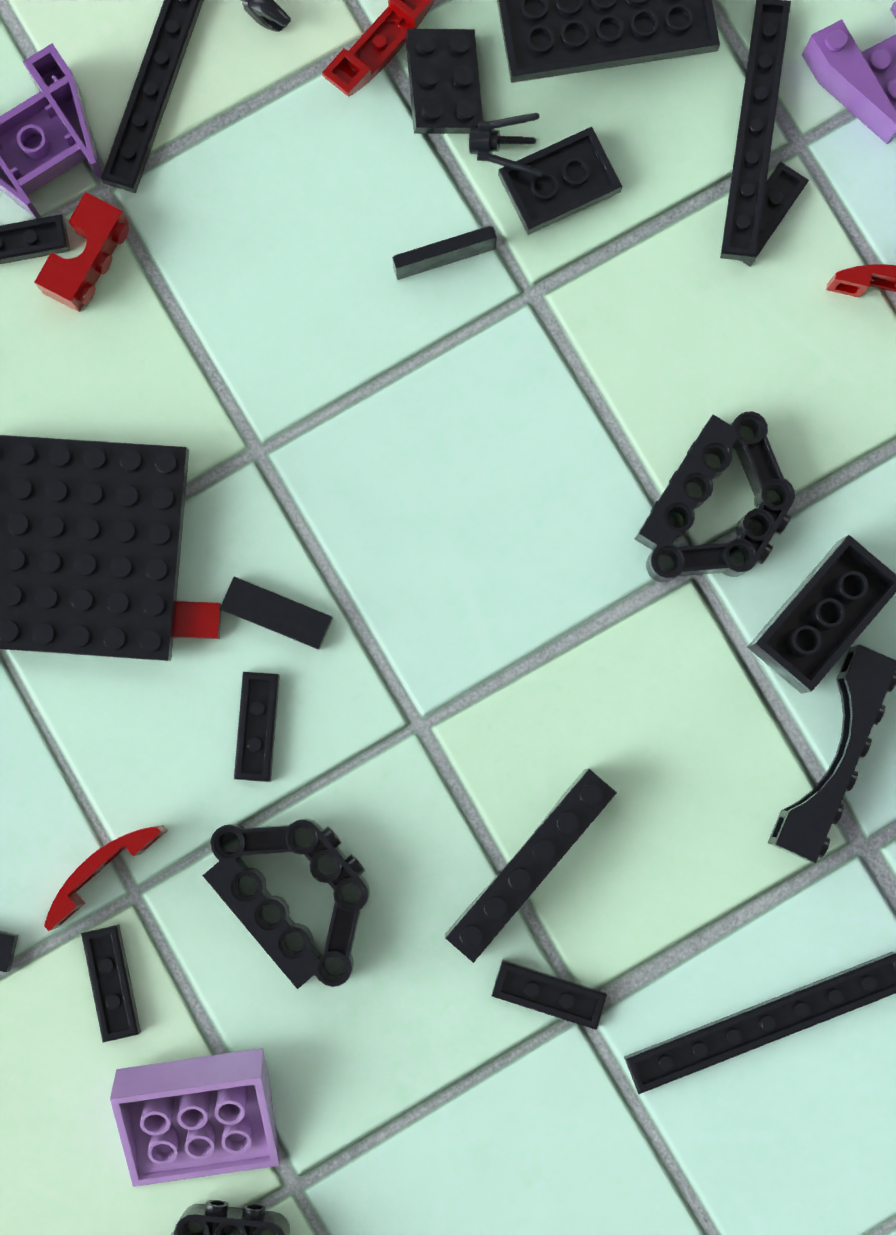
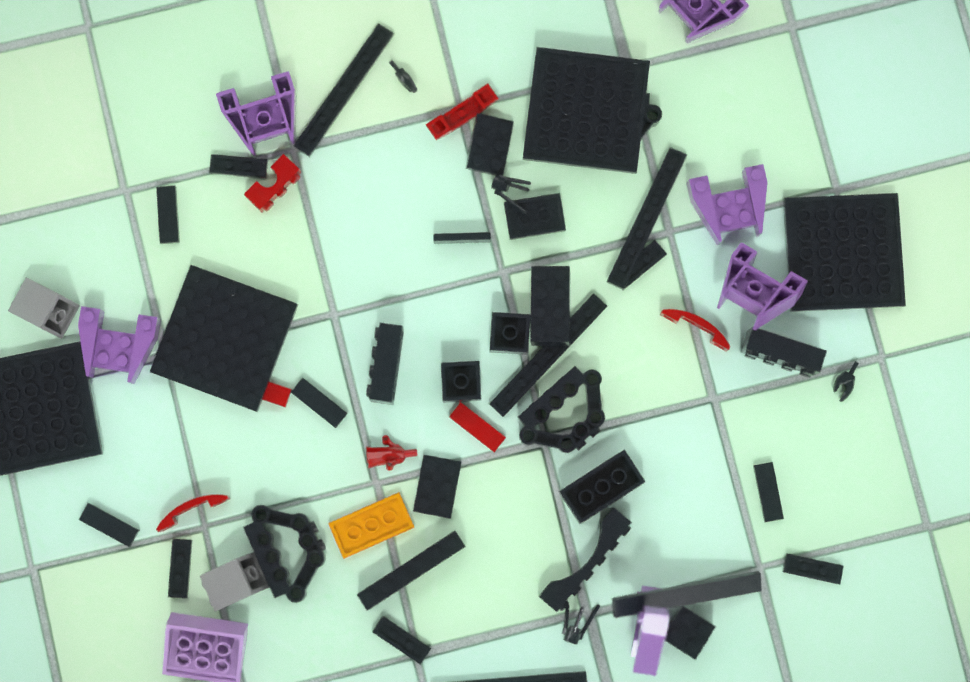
camera: 15 degrees right, 0 degrees up
(214, 980) = (234, 581): none -> light grey slope
(256, 726) = (292, 459): black tile -> none
(376, 506) = (386, 363): none -> black brick
(427, 670) = (388, 455): none -> red piece
(433, 804) = (371, 525): none -> light orange tile
(519, 501) = (461, 381): none -> black brick
(530, 700) = (437, 486): none -> black plate
(570, 575) = (477, 427): none -> red tile
(579, 391) = (510, 333): none -> black brick
(637, 323) = (550, 306): none -> black brick
(655, 414) = (546, 357): none -> black tile
(855, 891) = (573, 633): none -> black plant

